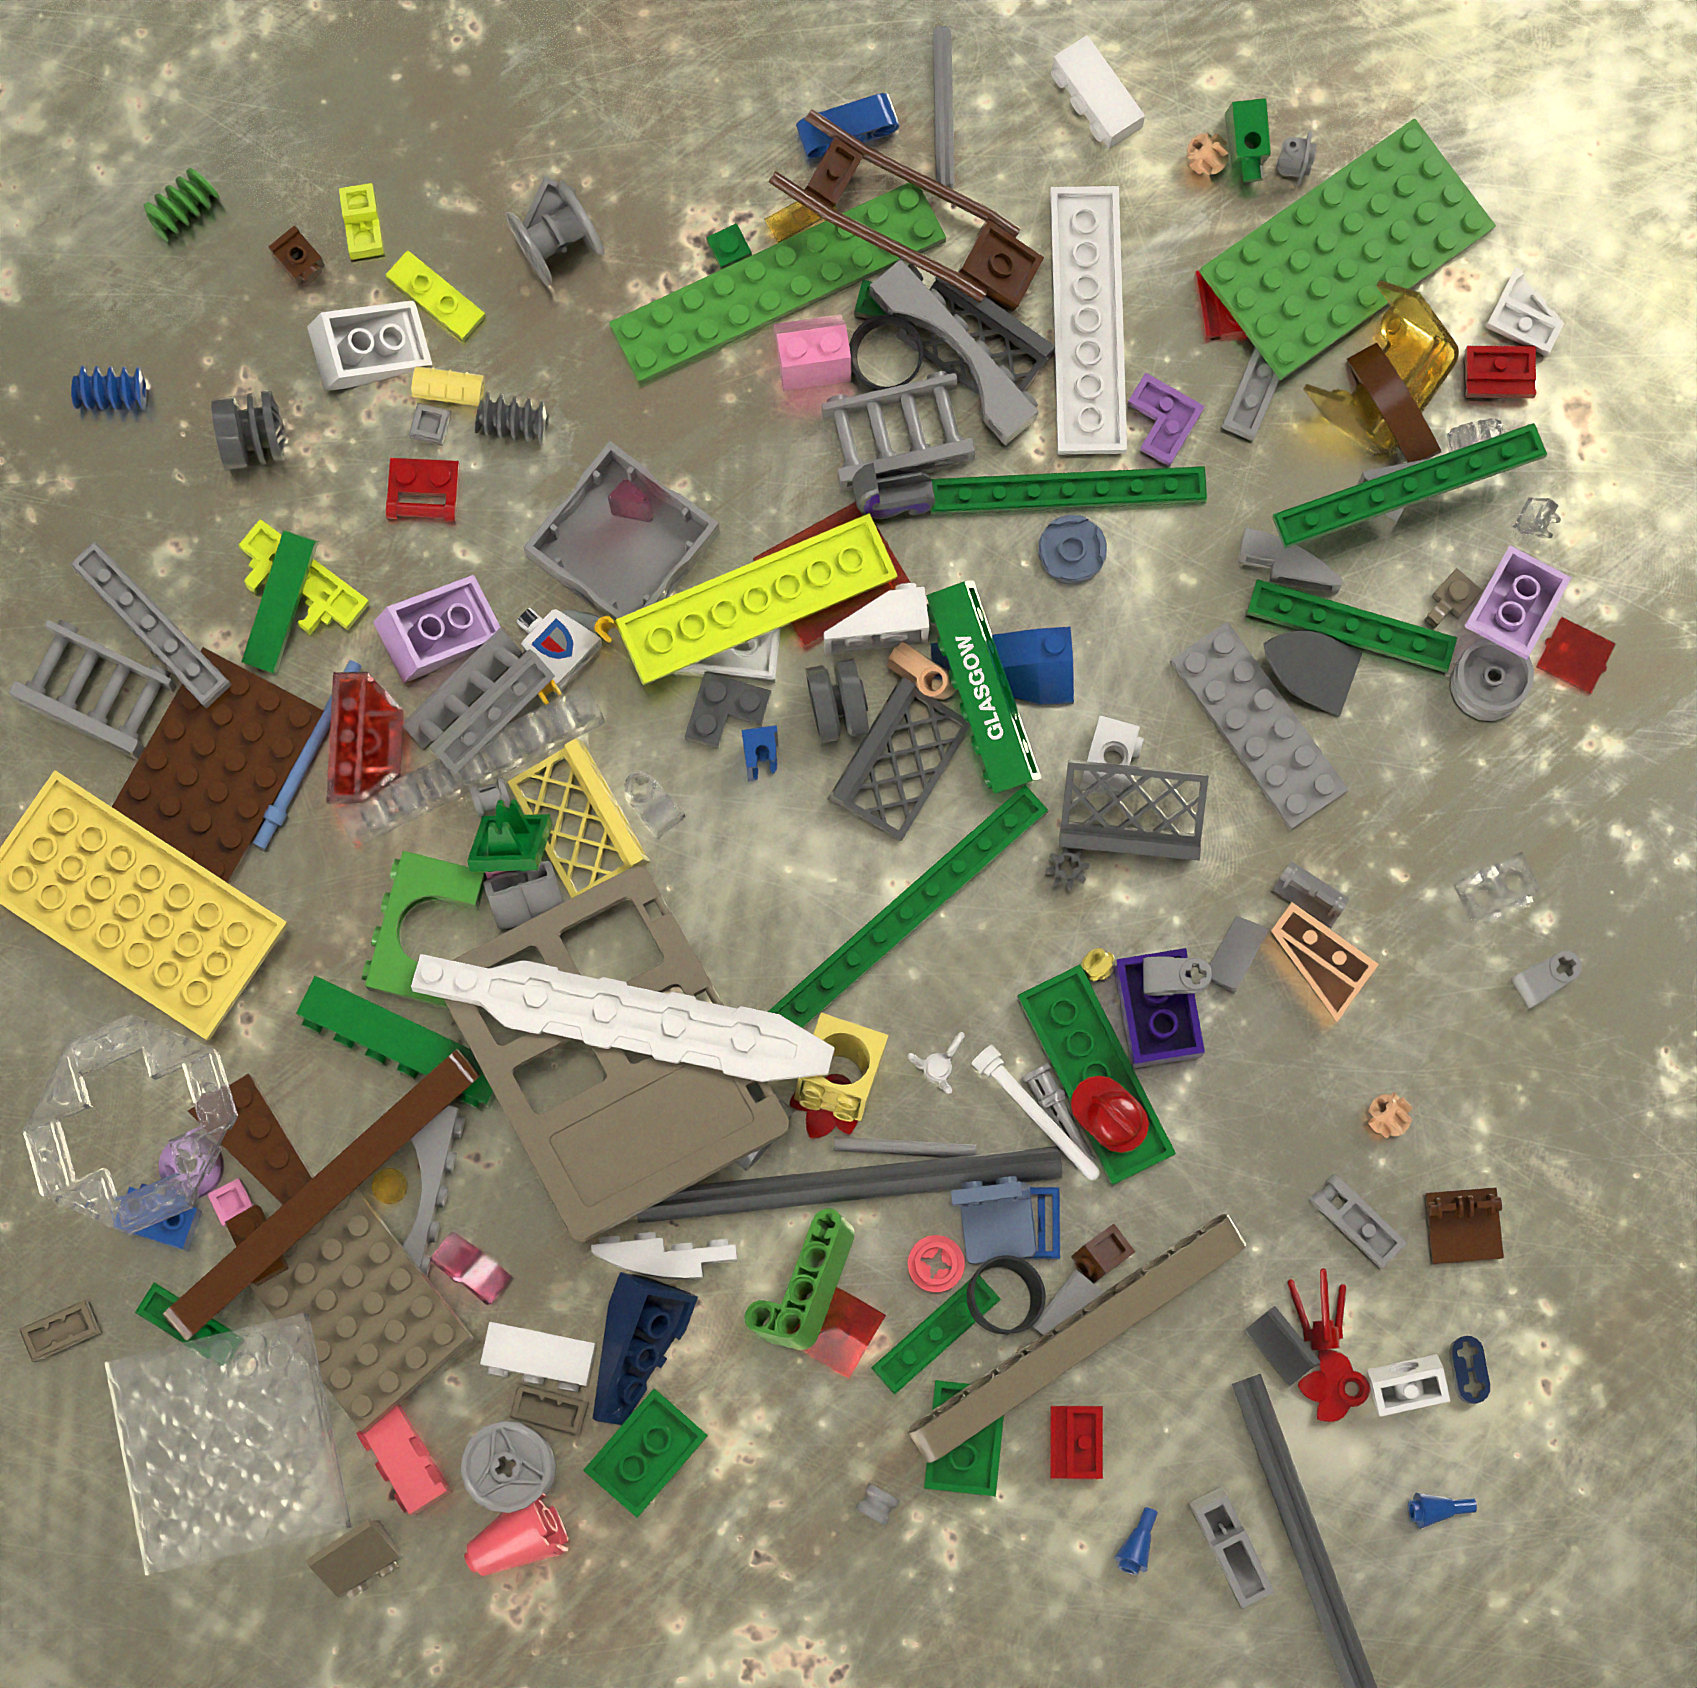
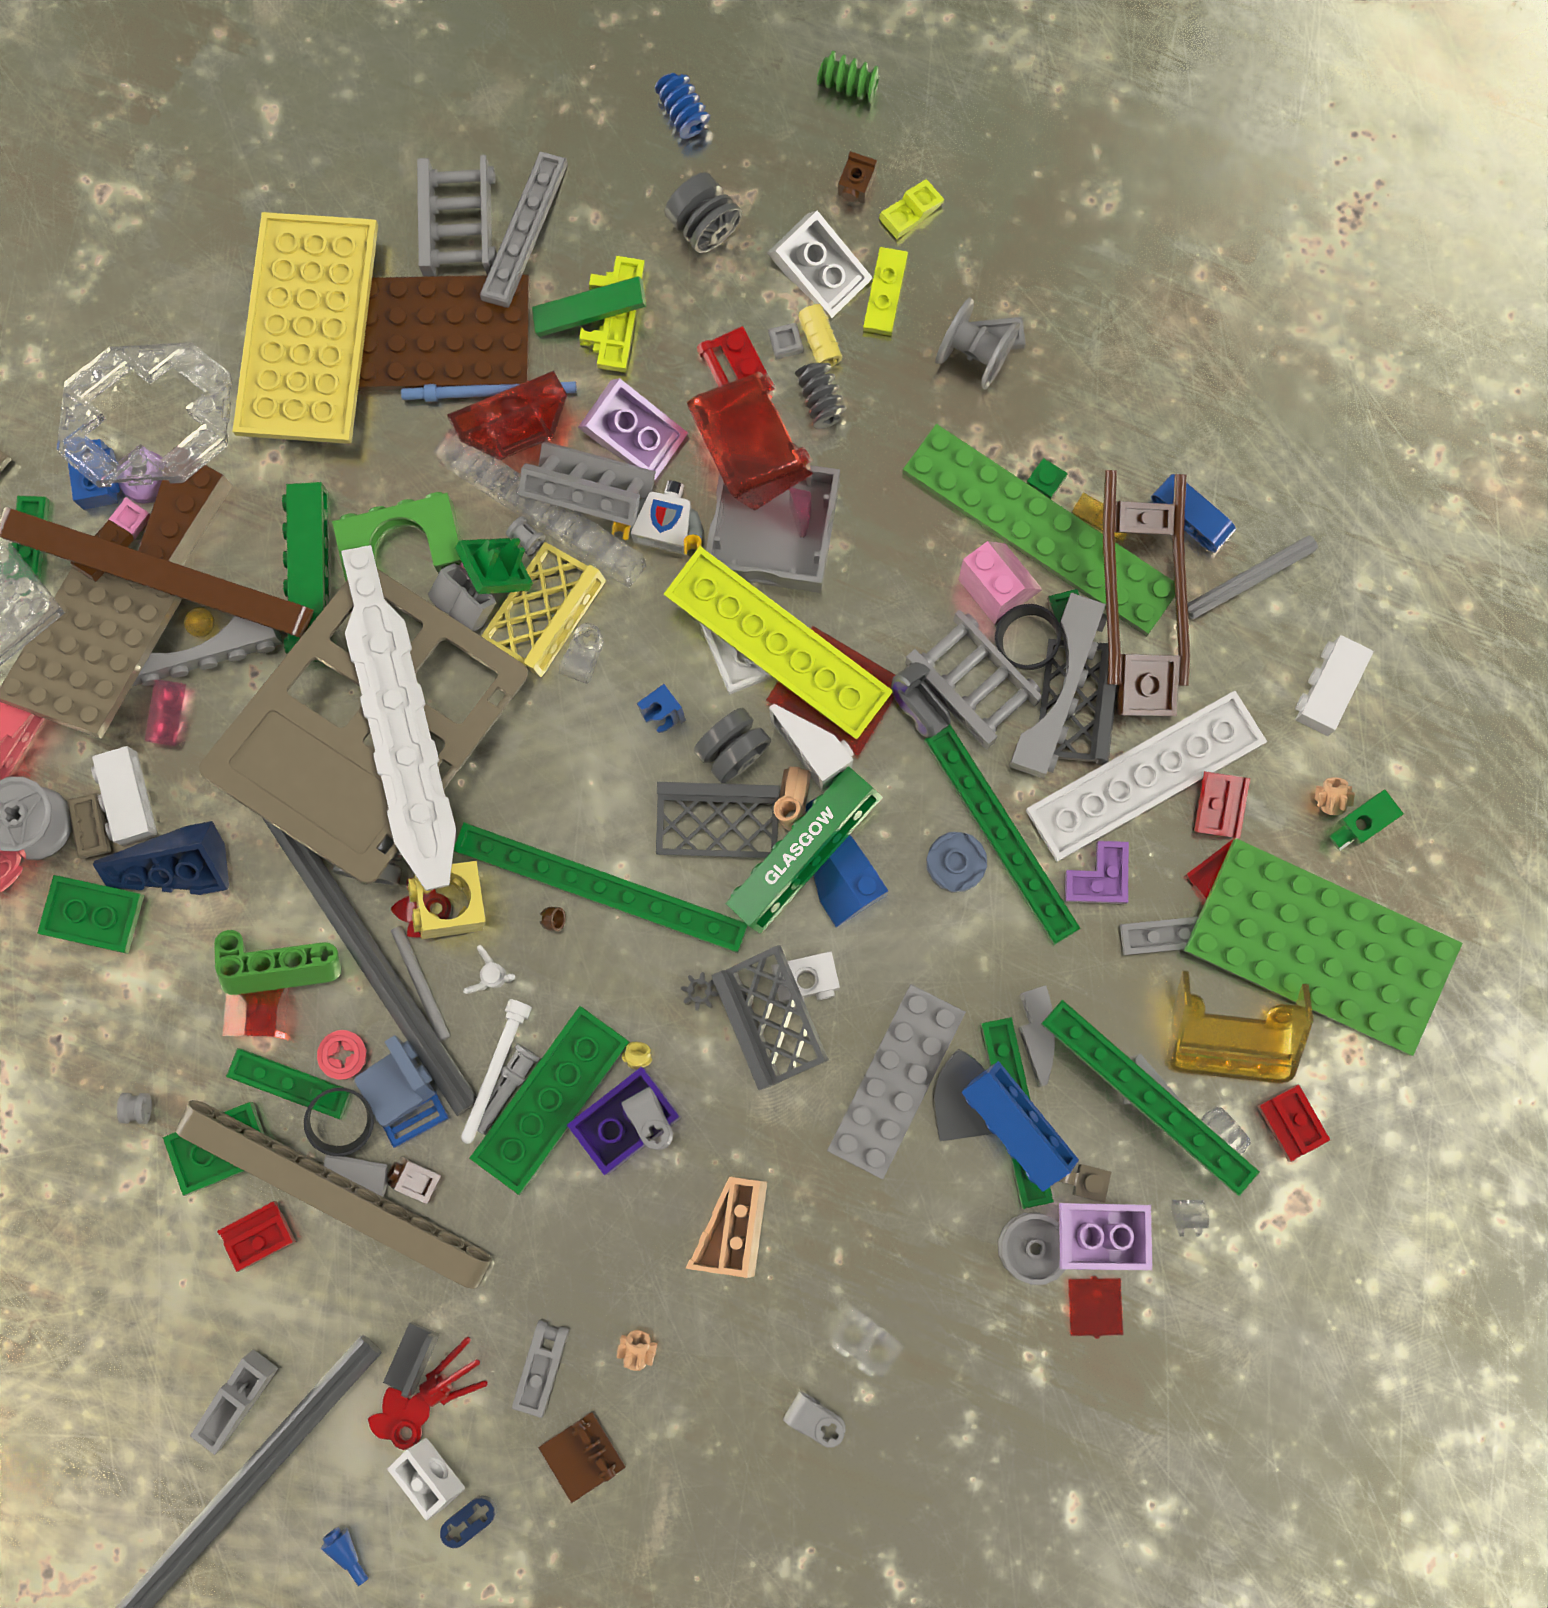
camera: 70 degrees right, 0 degrees up
(526, 510) = (749, 440): none -> clear red windscreen
(648, 1256) = (237, 839): white slope -> none
(722, 698) = (690, 660): dark grey plate -> none
(911, 977) = (553, 918): none -> reddish brown hinge
(1109, 1113) = (522, 1126): red piece -> none
(1134, 1552) = (193, 1327): blue cone -> none
(1157, 263) = (1222, 804): none -> plate
(1237, 953) = (704, 1159): light grey slope -> none
(1297, 157) = (1373, 866): light grey hinge -> none
(1311, 894) = (783, 1193): light grey hinge -> none
(1370, 625) = (1020, 1126): none -> blue brick
(1394, 403) = (1214, 1051): reddish brown slope -> none
(1525, 316) = (1352, 1118): white wing -> none

